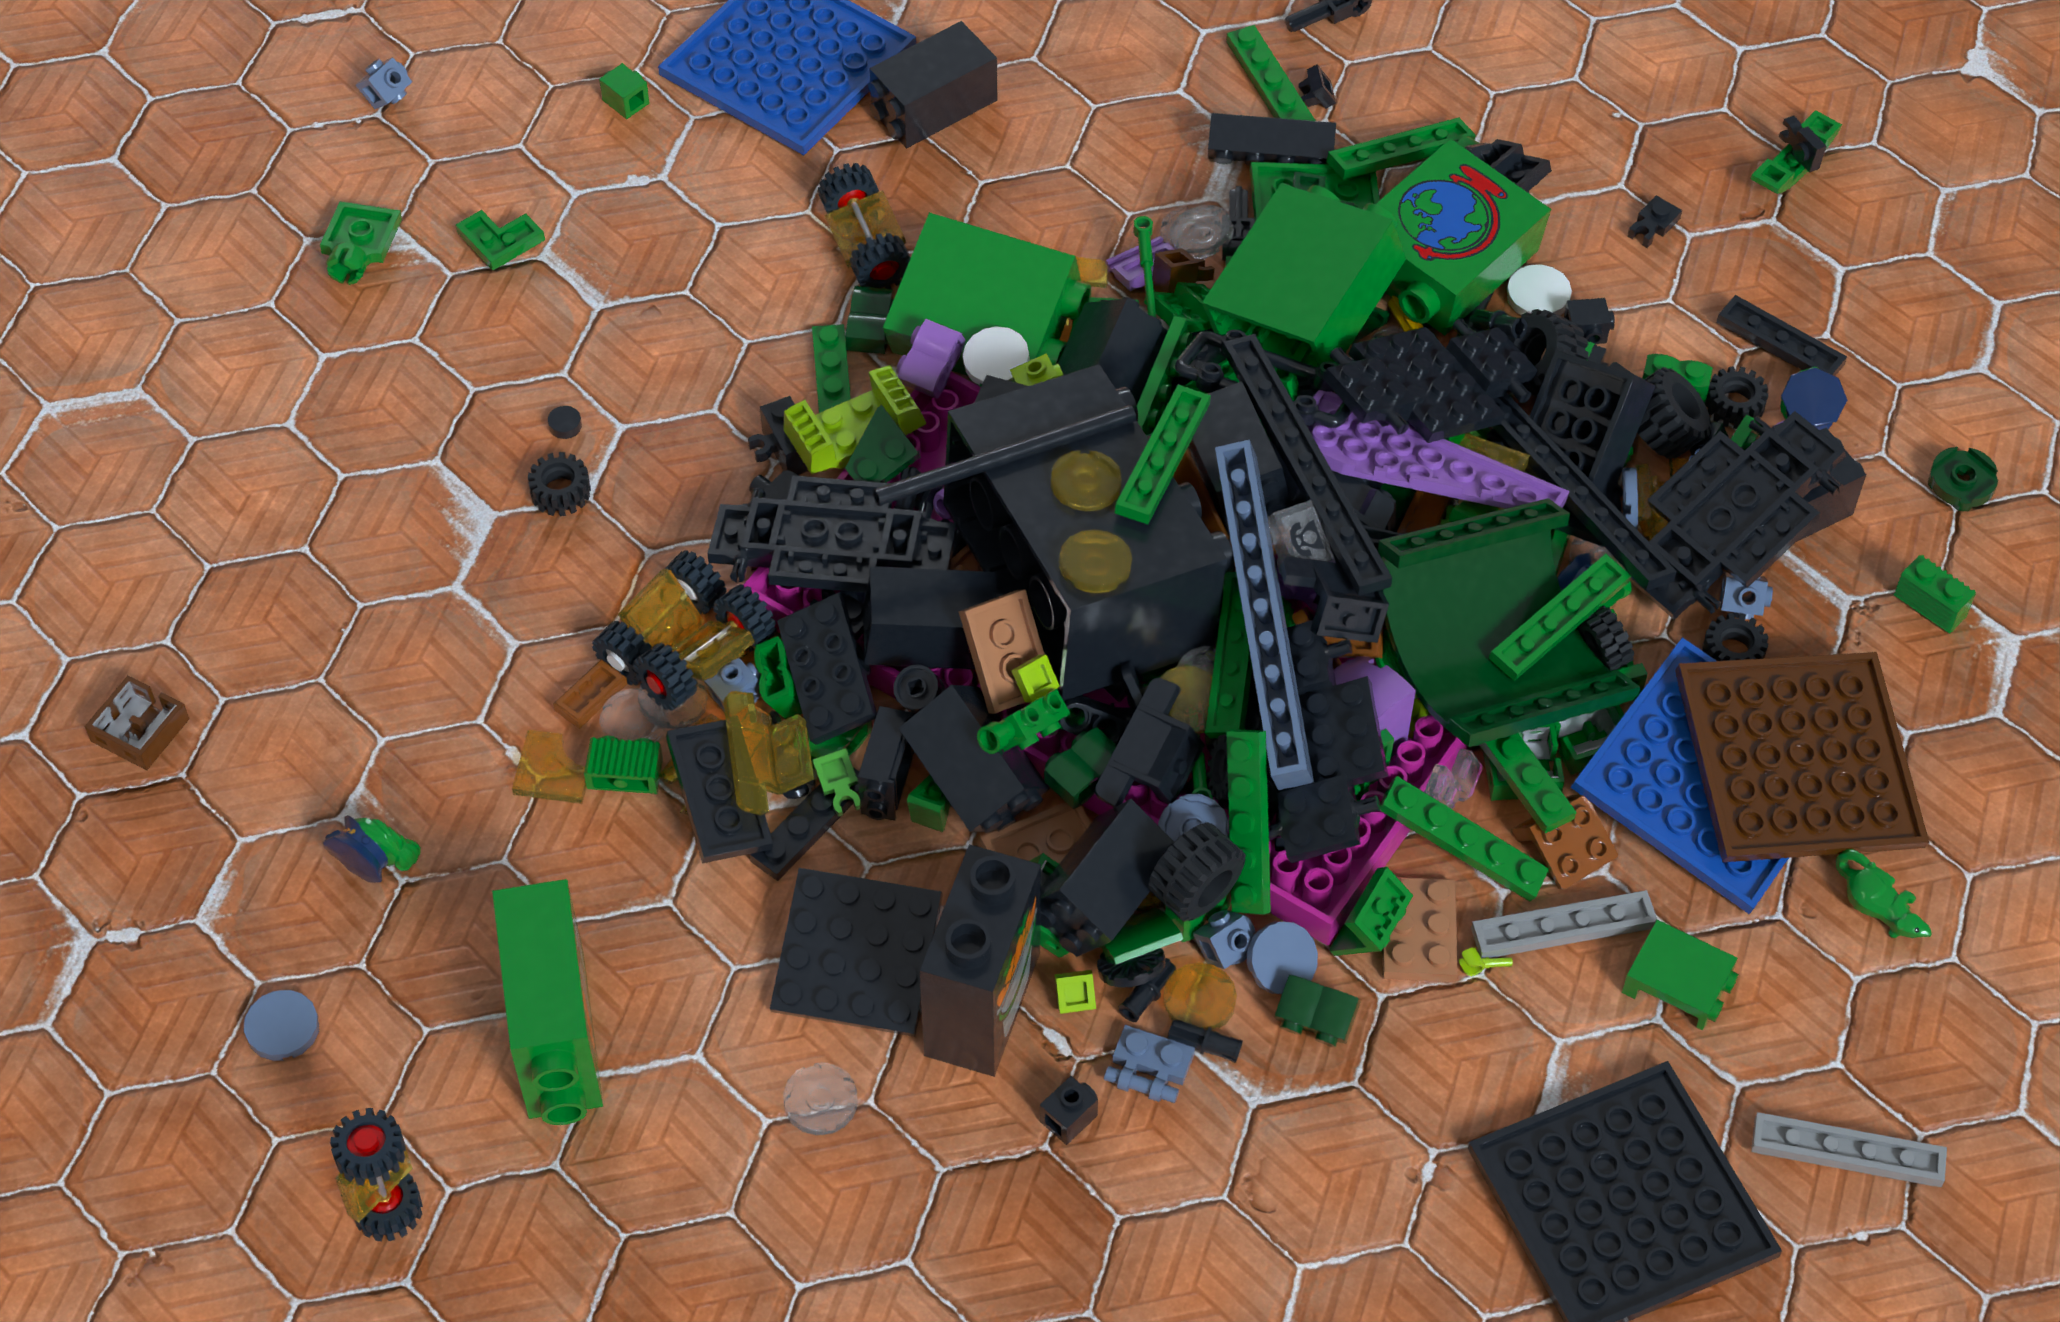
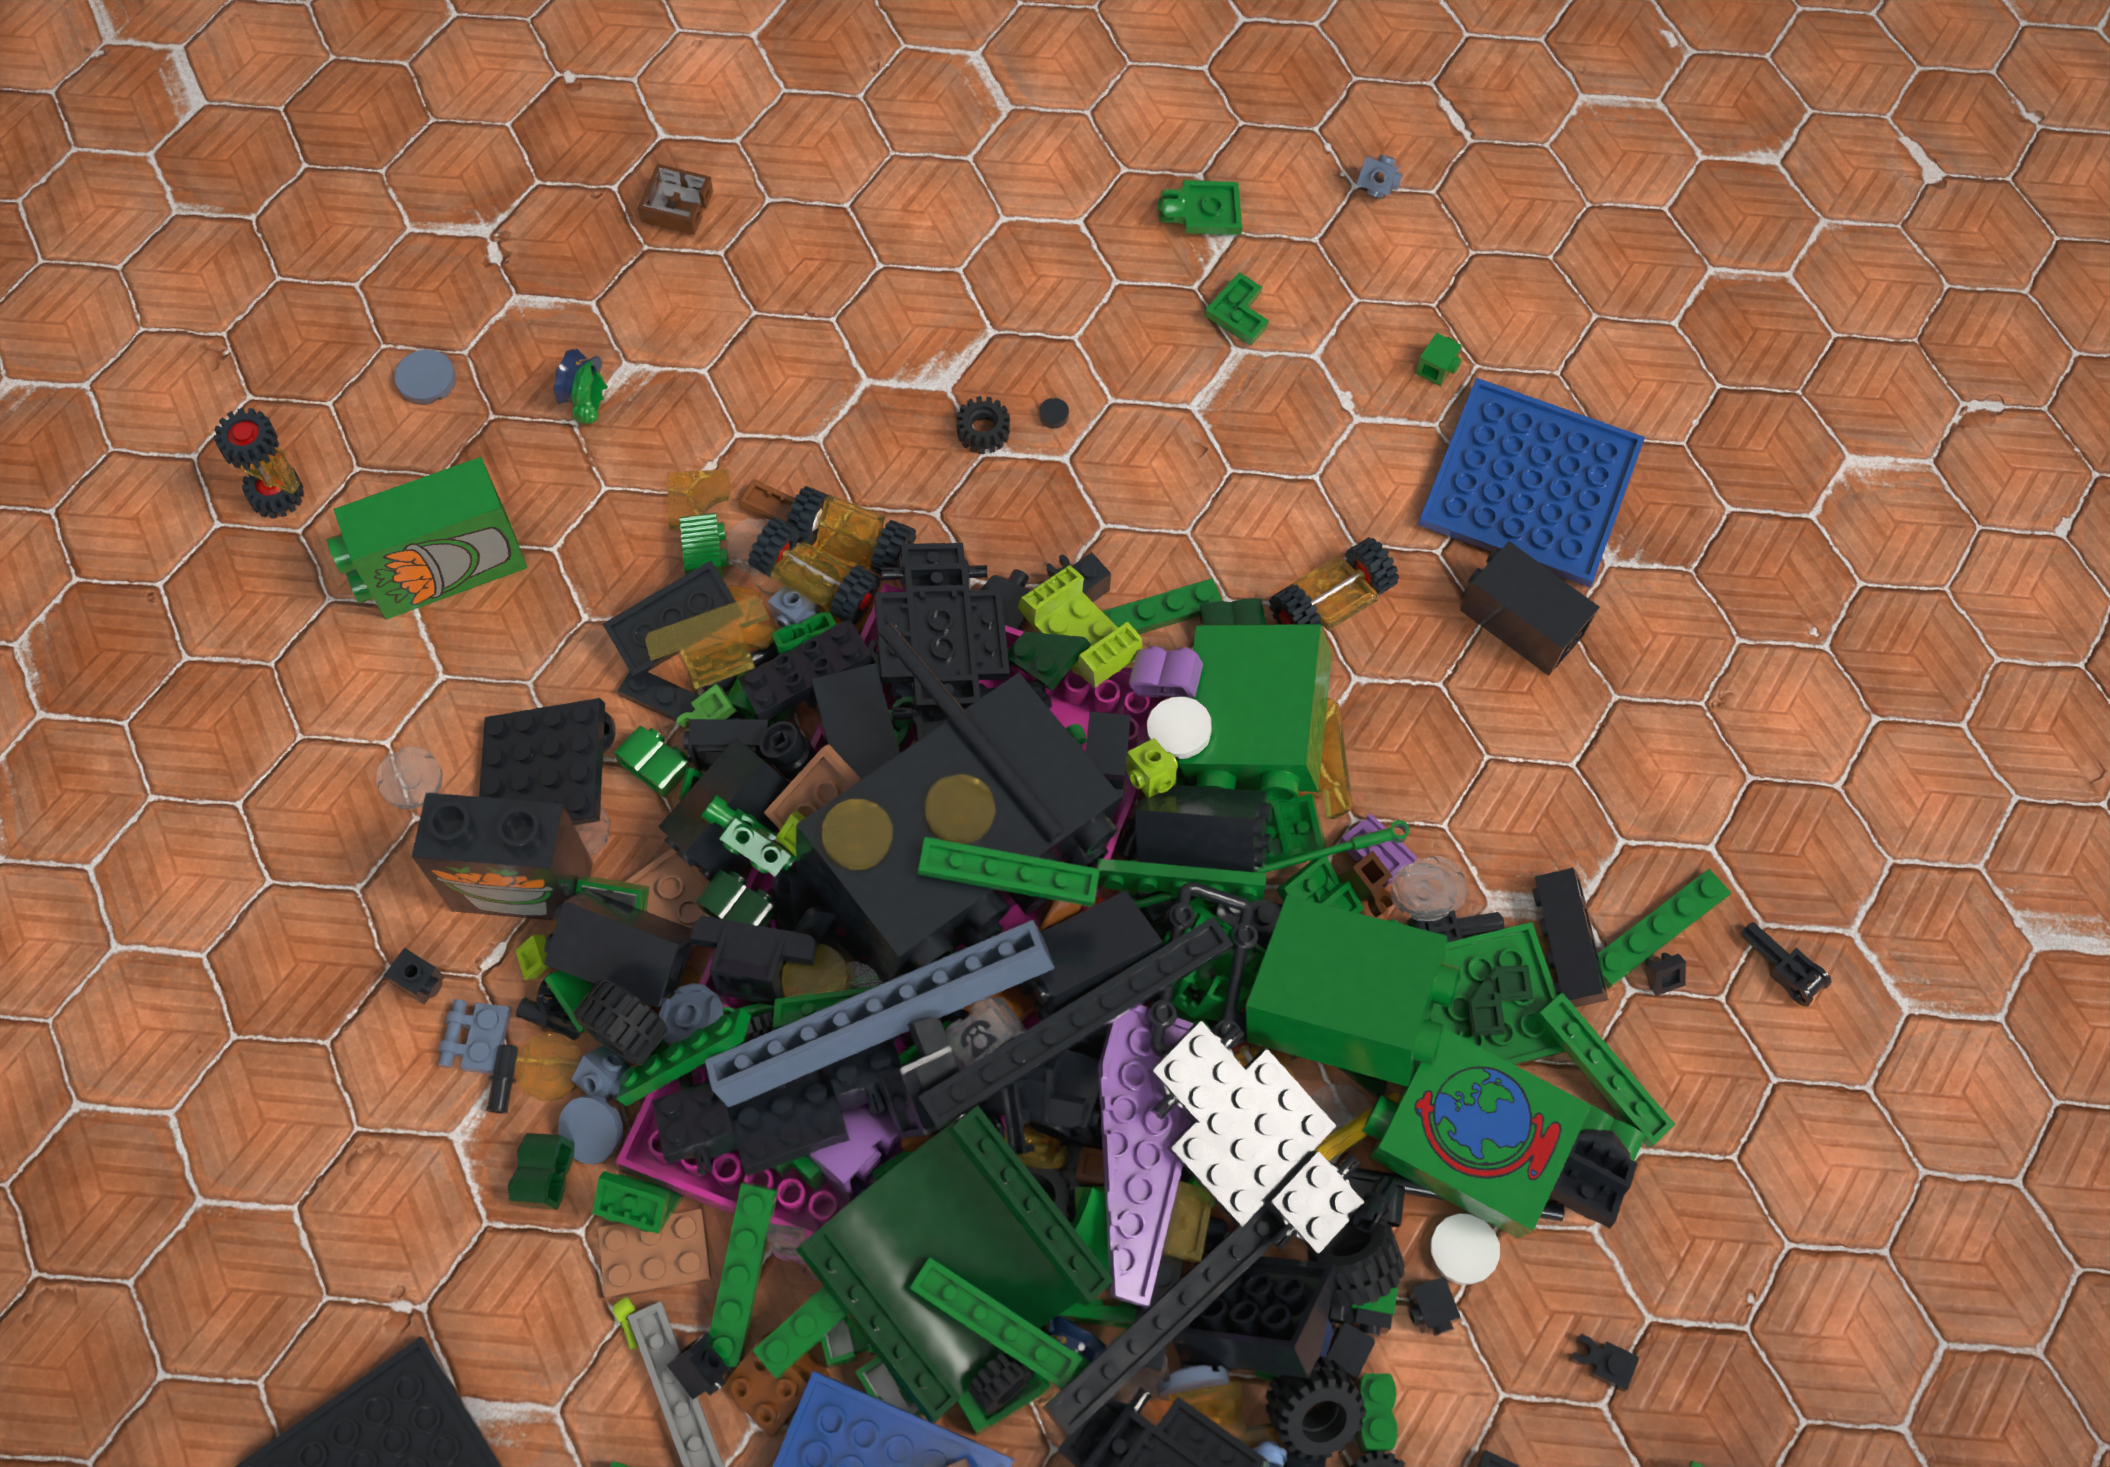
camera: 75 degrees right, 10 degrees up
(875, 849) = (652, 760): none -> green brick
(1545, 891) = (699, 1367): none -> black brick

